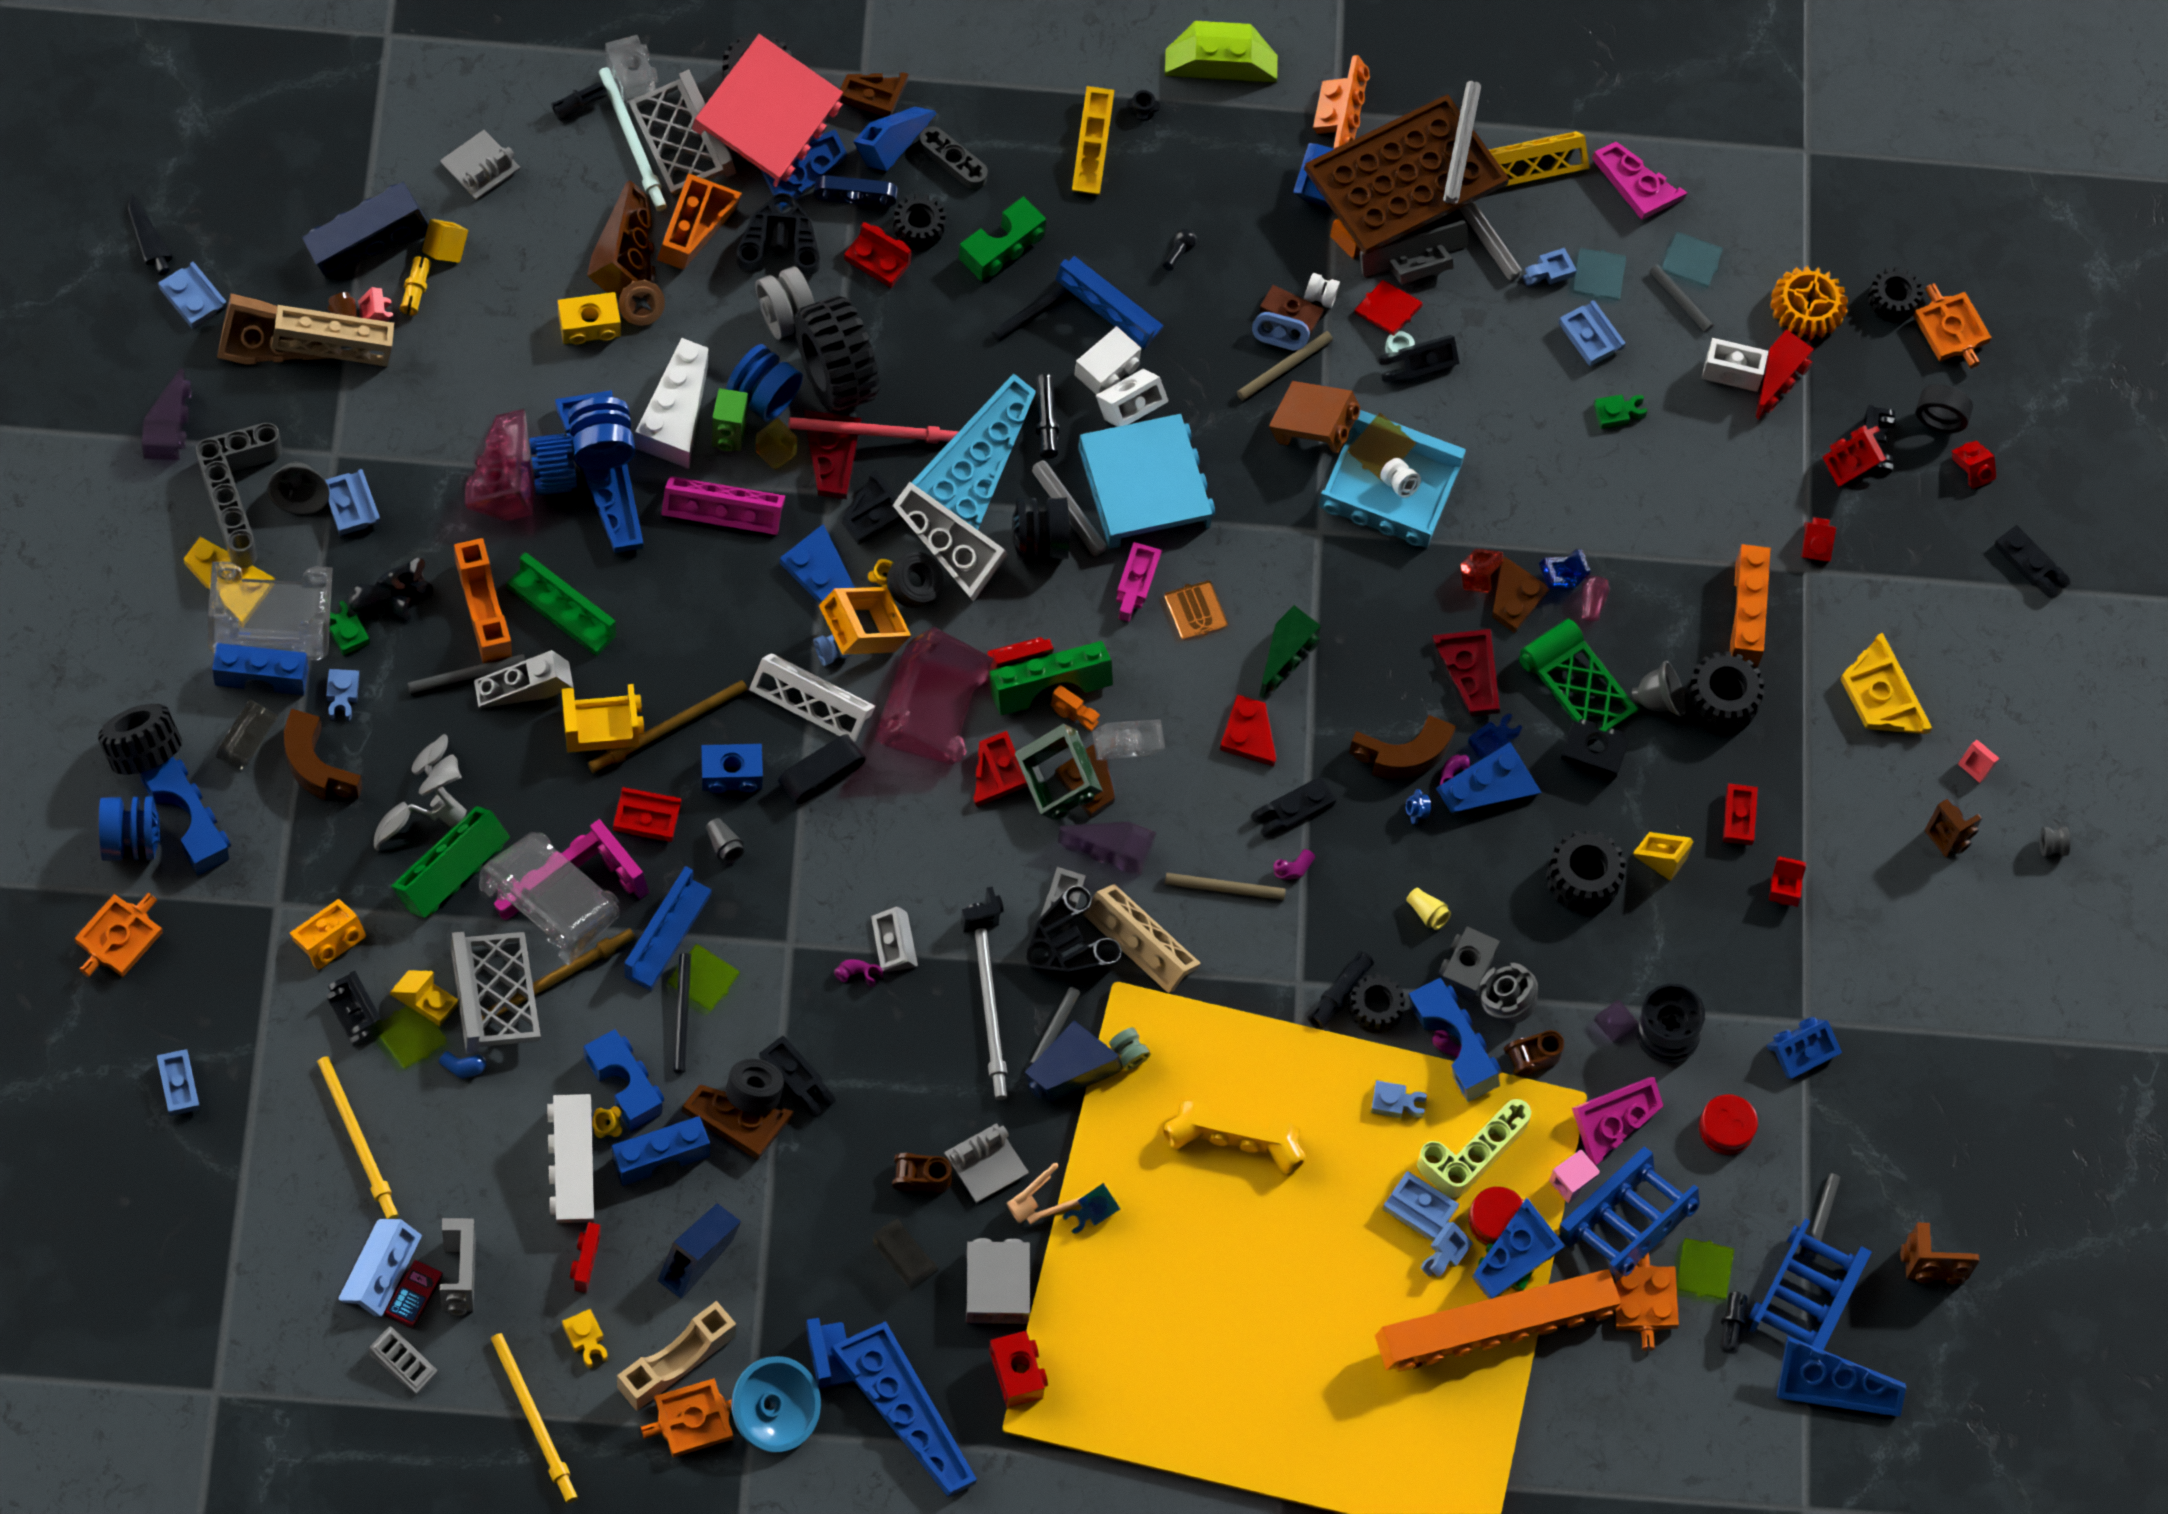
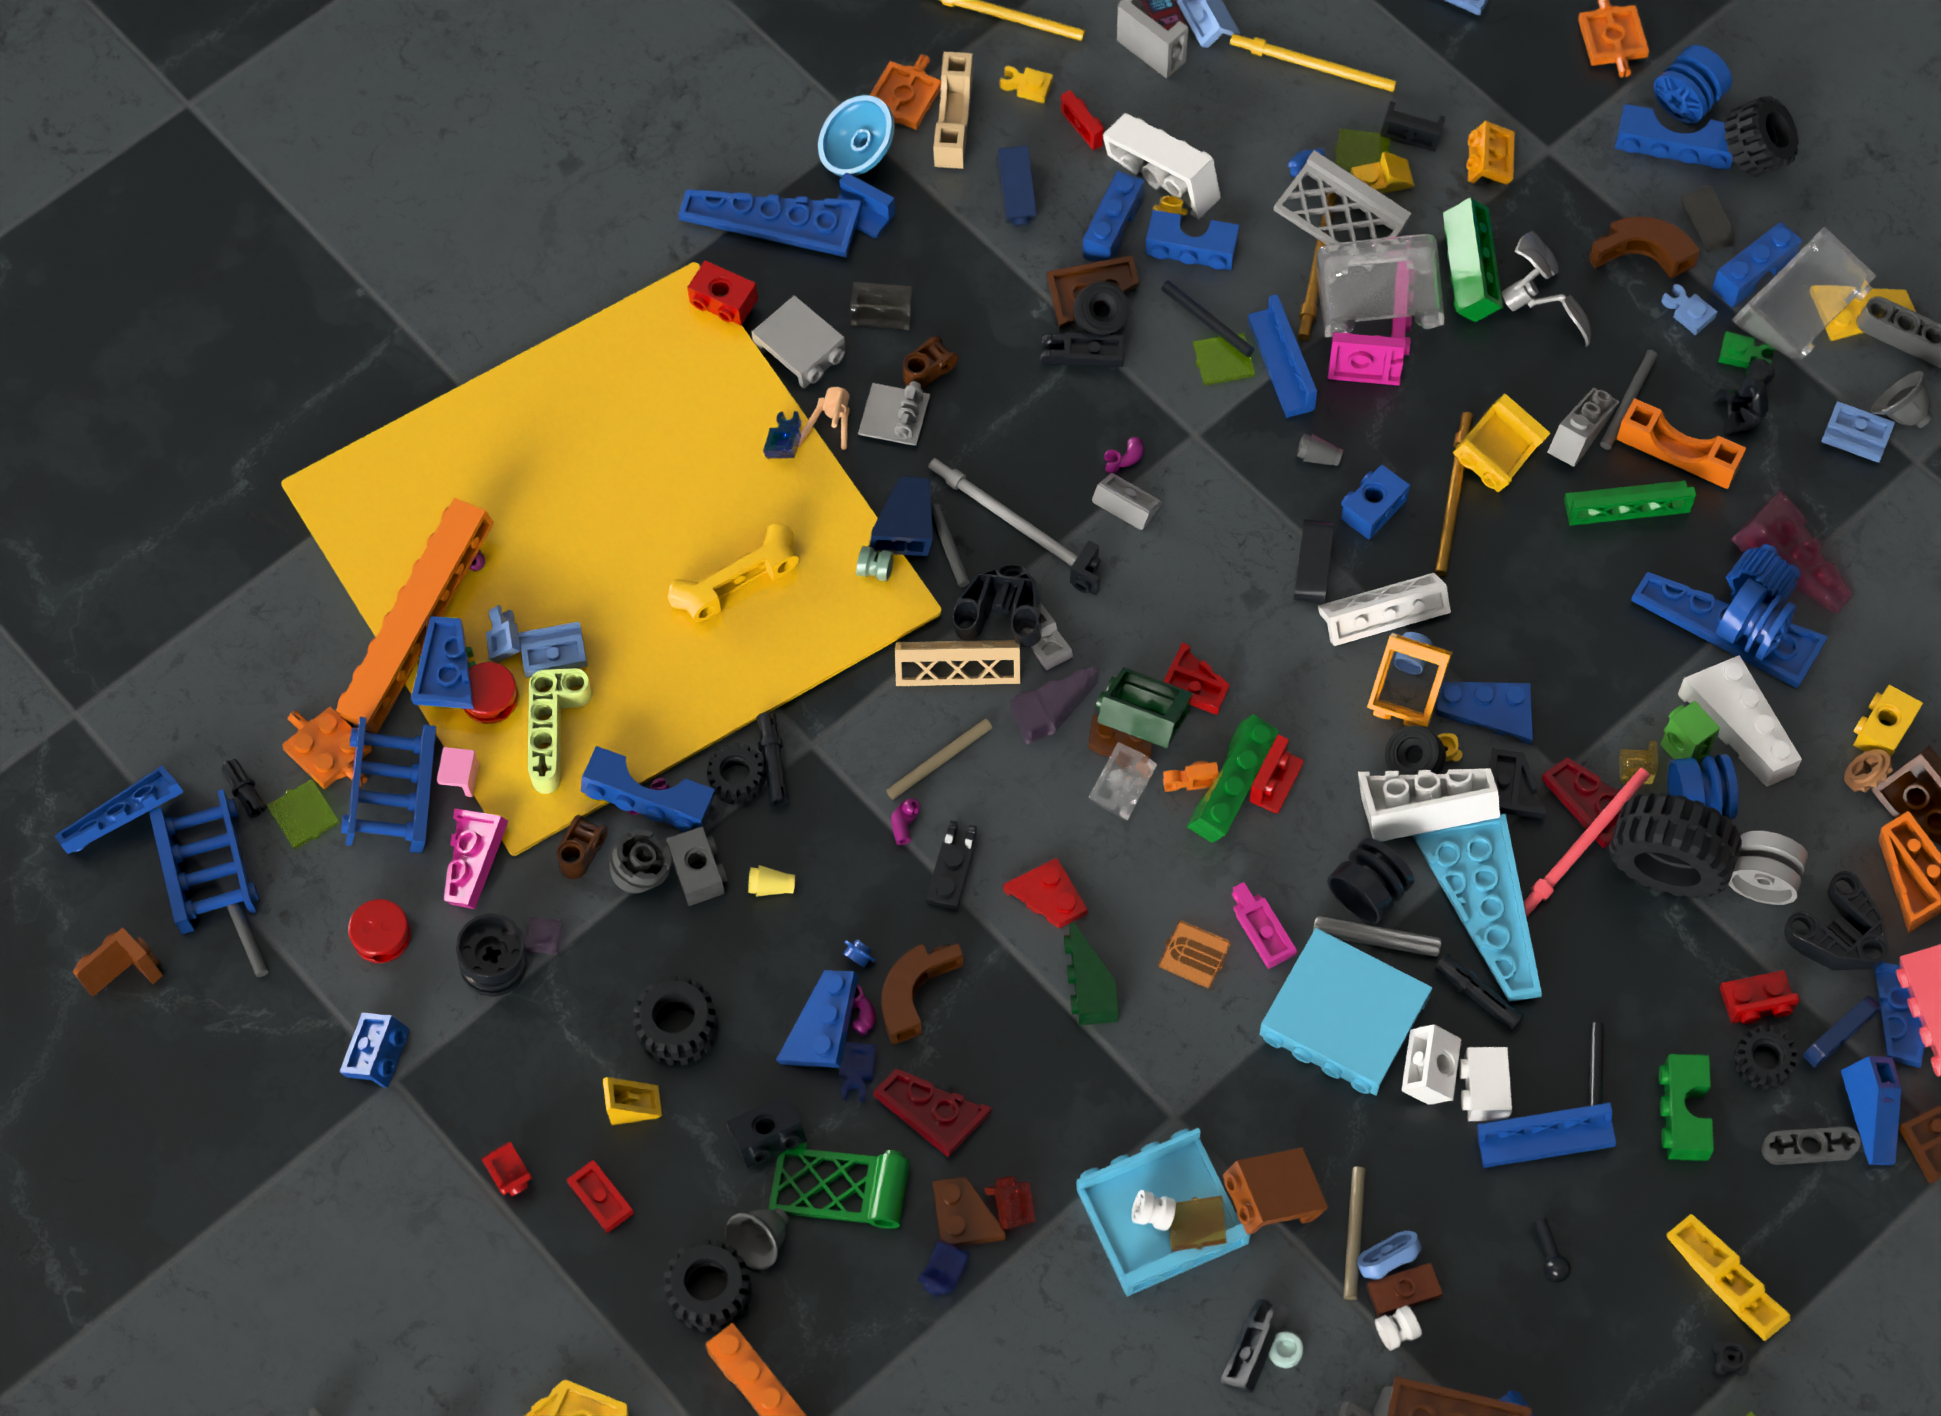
camera: 145 degrees right, 0 degrees up
(647, 814) = (1391, 419): red plate -> none
(722, 505) = (1612, 677): dark pink fence -> none
(932, 696) = (1295, 678): clear pink windscreen -> none
(1388, 307) = (1331, 1373): red piece -> none
(1391, 1100) = (650, 710): medium blue plate -> none
(1594, 595) = (898, 1273): clear pink cone -> none
(1950, 830) = (412, 1337): reddish brown bracket -> none

